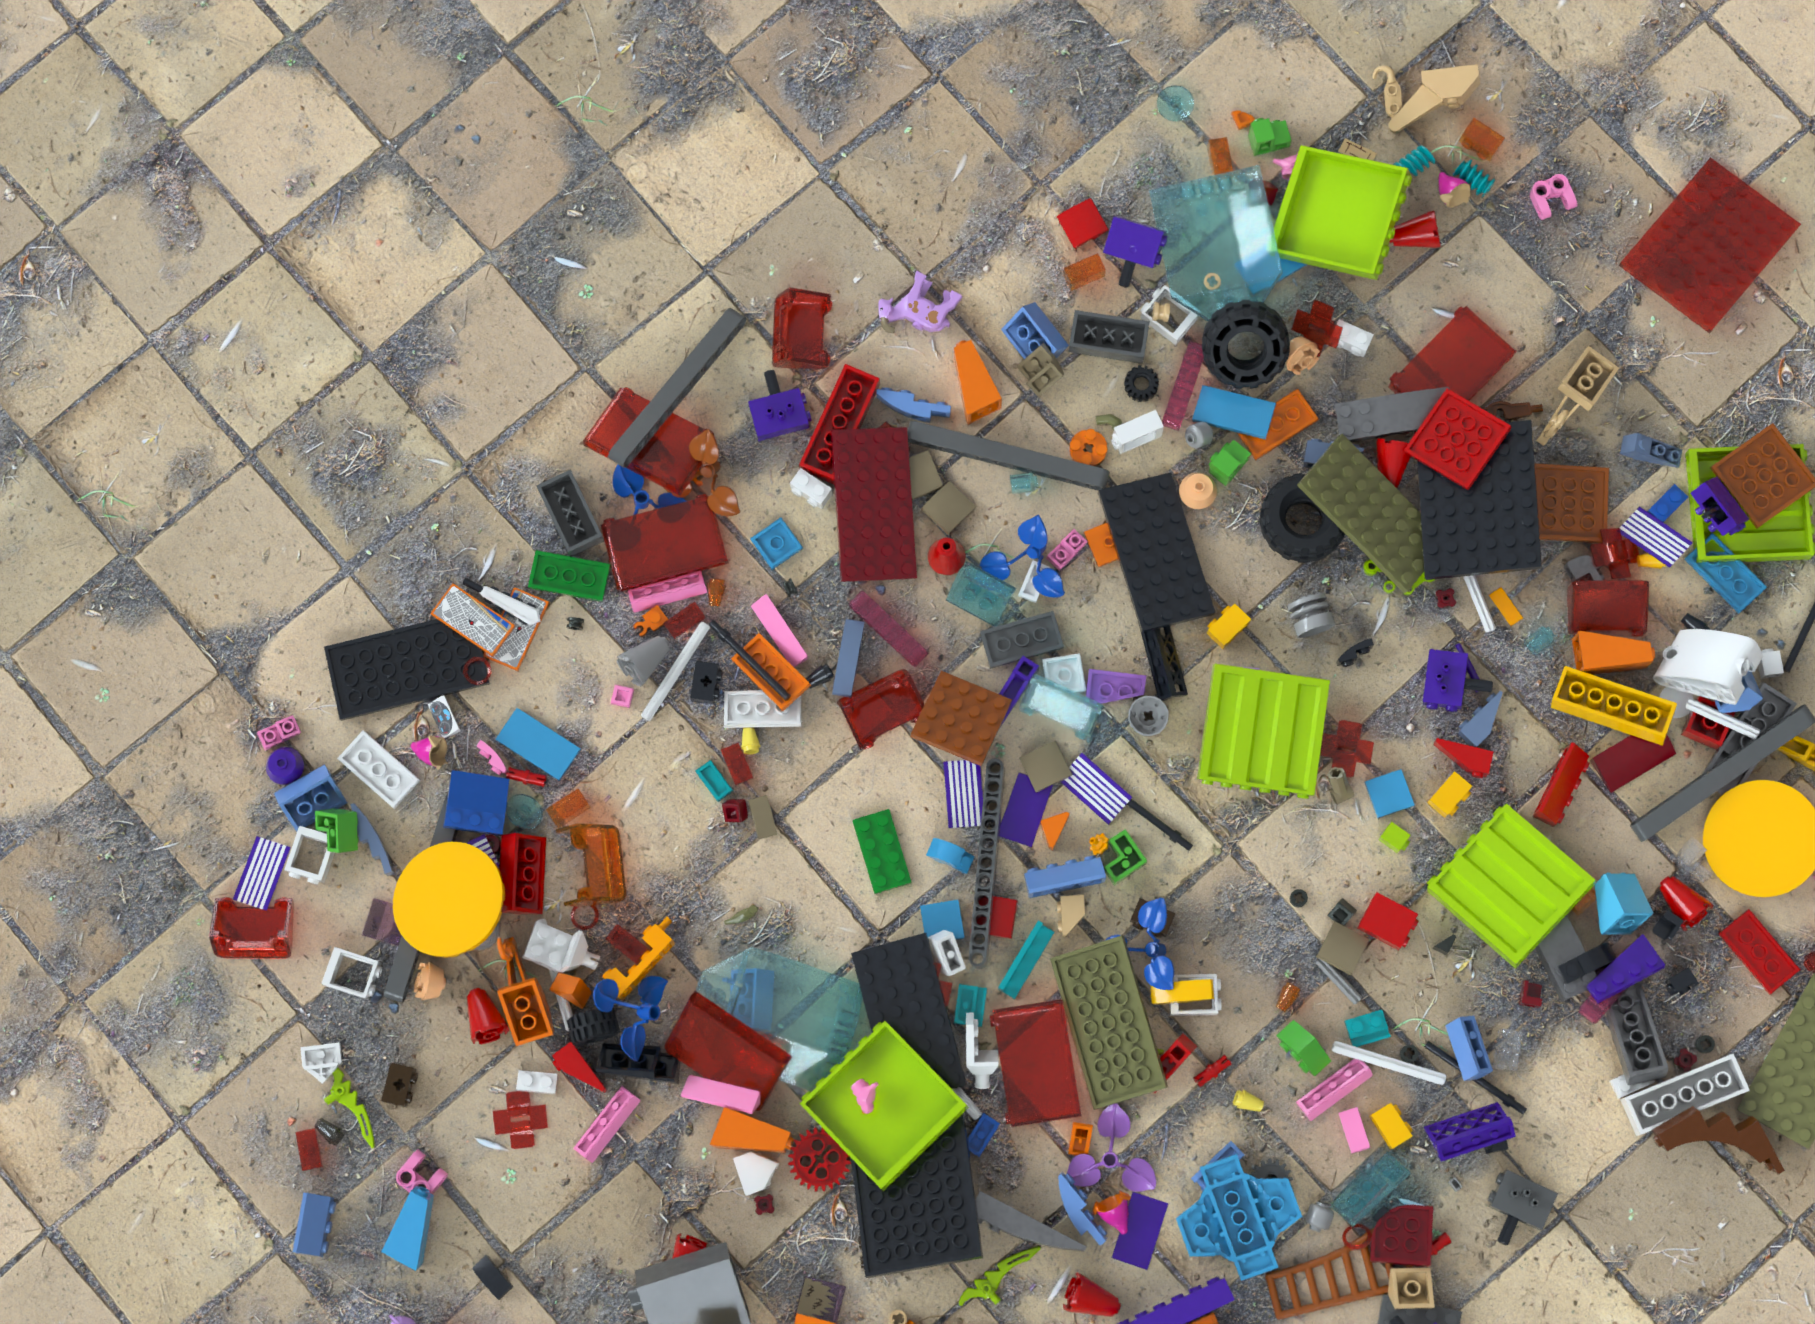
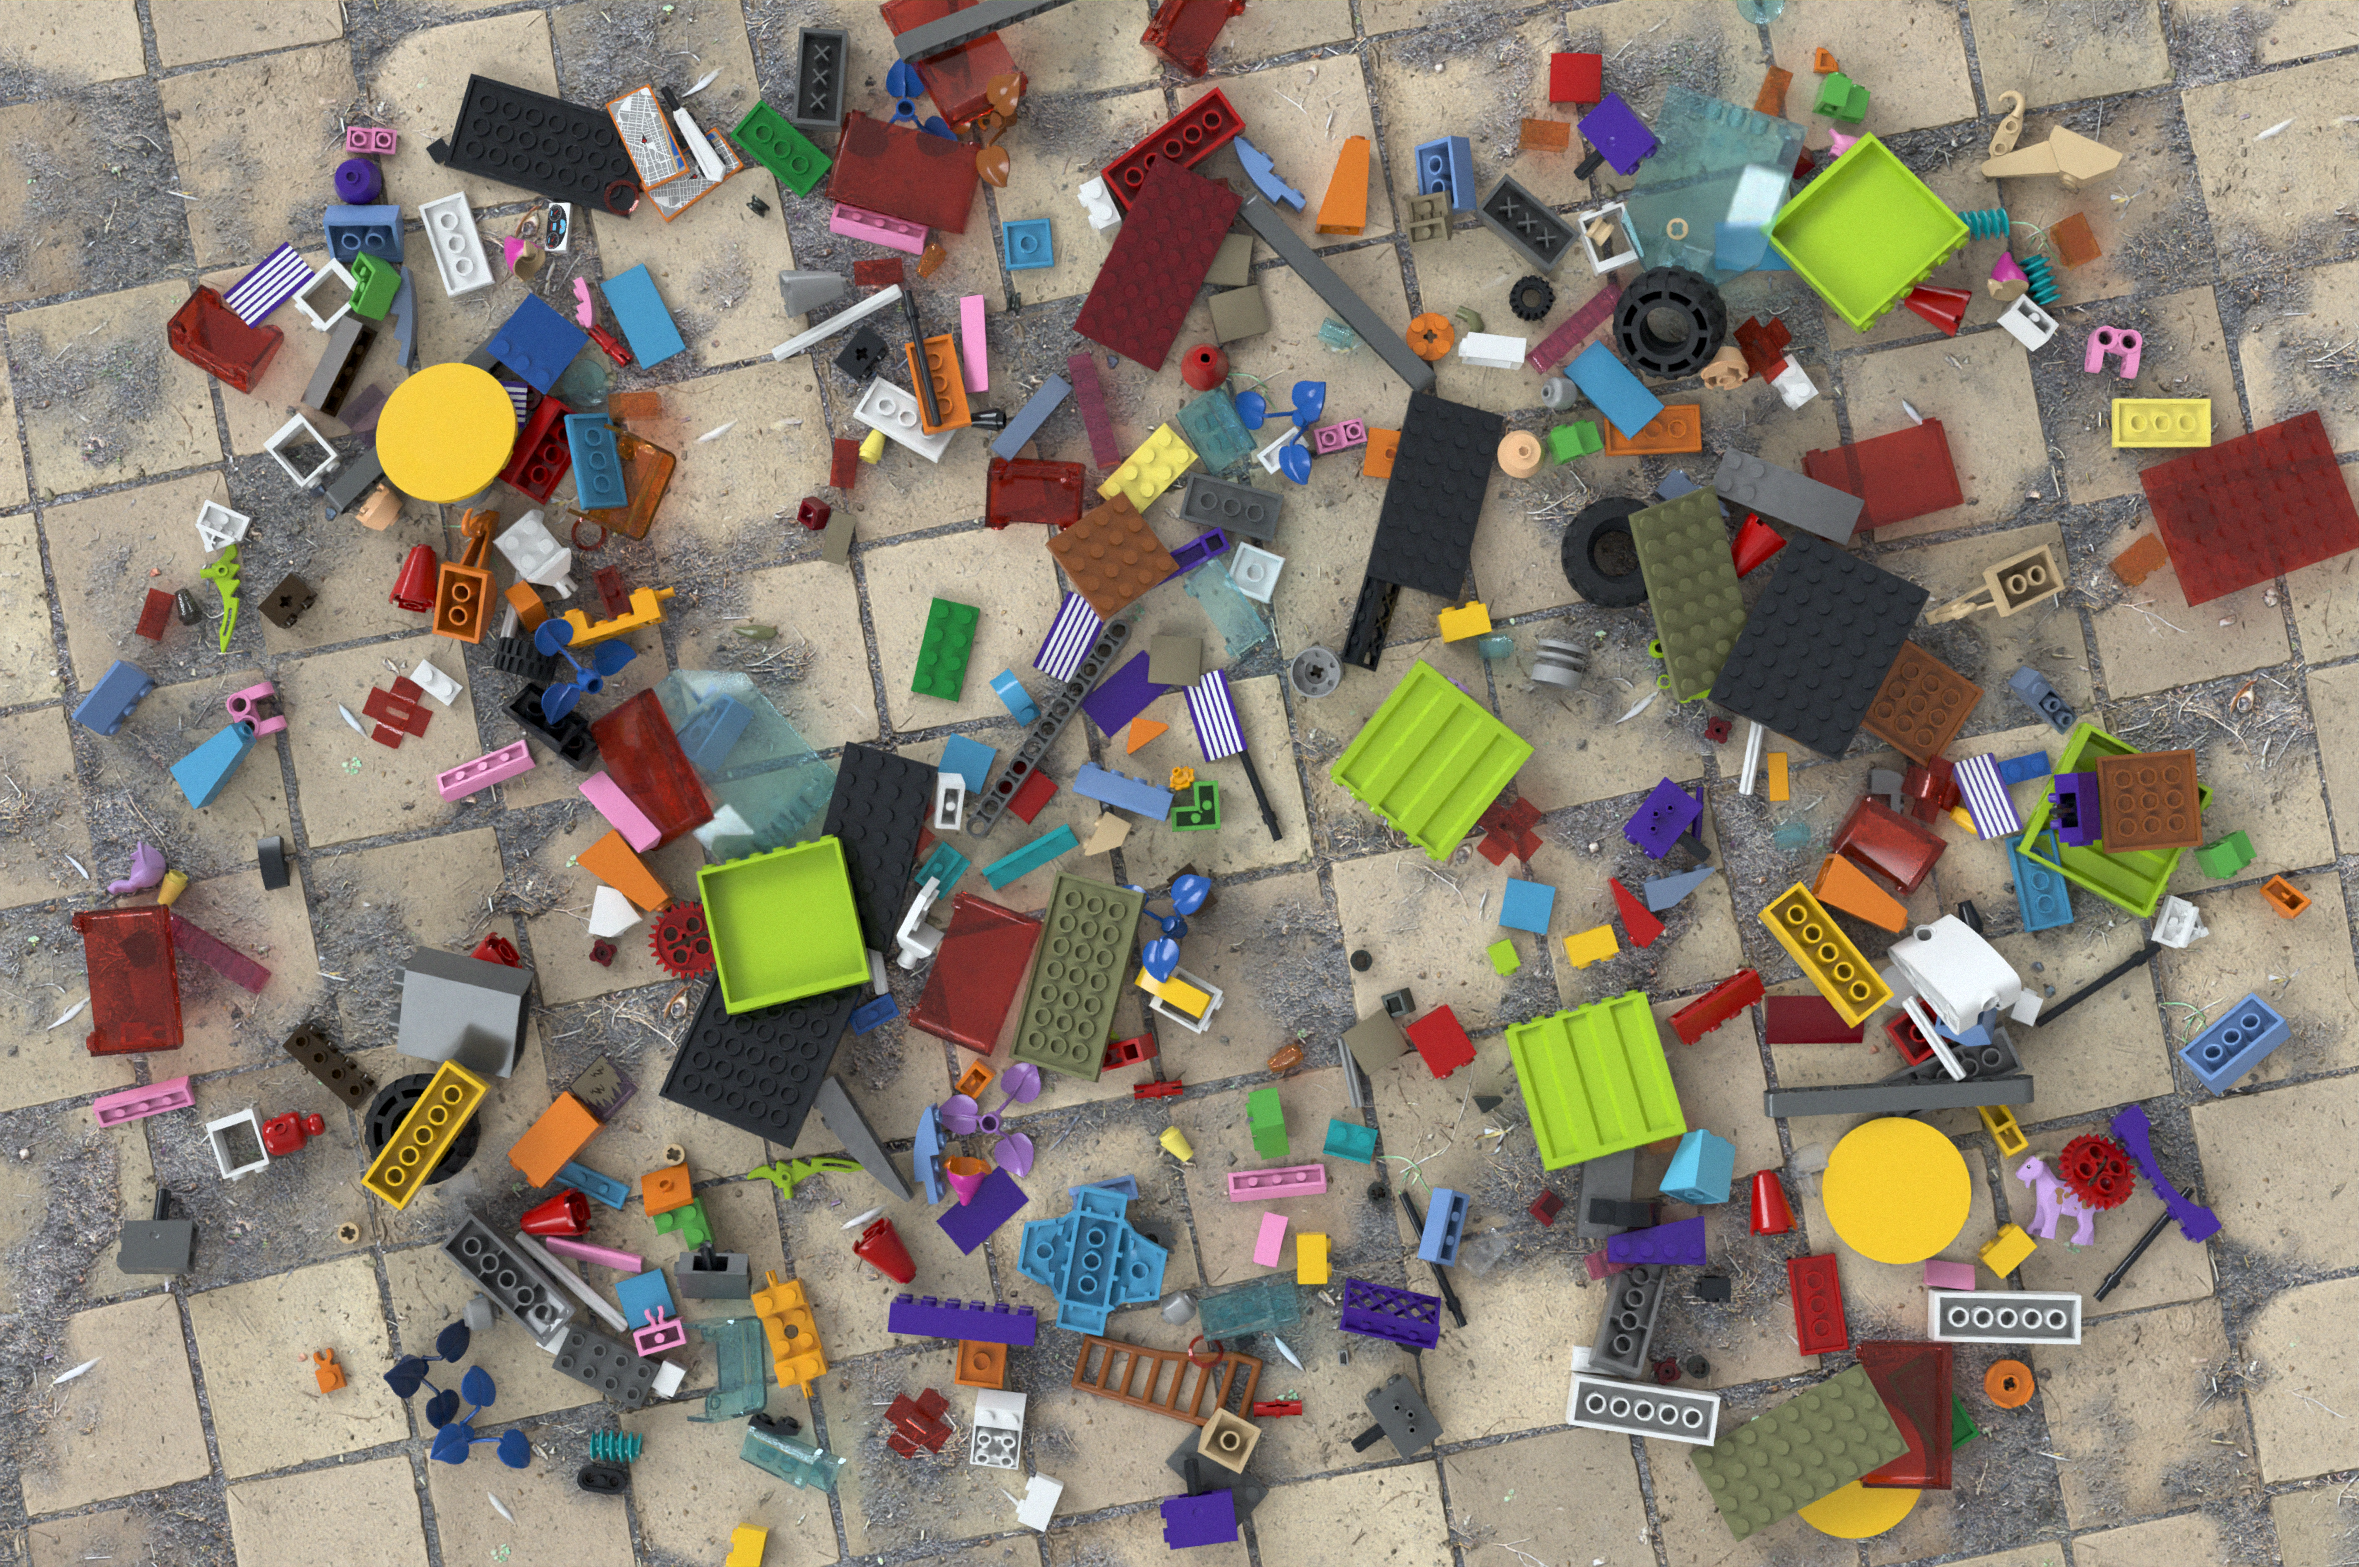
camera: 25 degrees right, 10 degrees up
(330, 713) = (438, 151): none -> black piece
(344, 899) = (339, 366): none -> brick
(563, 861) = (595, 462): none -> dark azure tile
(574, 1064) = (486, 689): red slope -> none
(622, 696) = (764, 316): bright pink tile -> none
(653, 619) = (845, 252): orange plate -> none
(714, 781) = (810, 467): teal tile -> none
(780, 411) = (1115, 98): dark purple piece -> none
(865, 1095) = (768, 904): bright pink animal -> none
(917, 309) = (1335, 70): lavender animal -> none
(950, 646) = (1150, 469): none -> light yellow plate
(1114, 686) = (1299, 615): medium lavender wing -> none
(1259, 629) = (1495, 646): none -> clear light blue brick
(1340, 787) = (1477, 869): dark tan piece -> none
(1349, 656) = (1573, 733): black slope -> none
(1353, 149) = (1929, 173): tan sticker -> none
(1389, 1063) = (1346, 1186): white axle -> none
(1403, 1236) = (1254, 1381): dark red plate -> none
(1457, 439) = (1837, 565): red plate -> none
(1483, 209) = (2027, 322): none -> white brick
(1513, 411) = (1916, 563): reddish brown piece -> none
(1613, 224) = (2161, 423): none -> light yellow plate
(1656, 321) = (2139, 559): none -> clear orange brick
(1667, 926) = (1734, 1223): black panel -> none
(1691, 1127) = (1626, 1449): reddish brown arch -> none

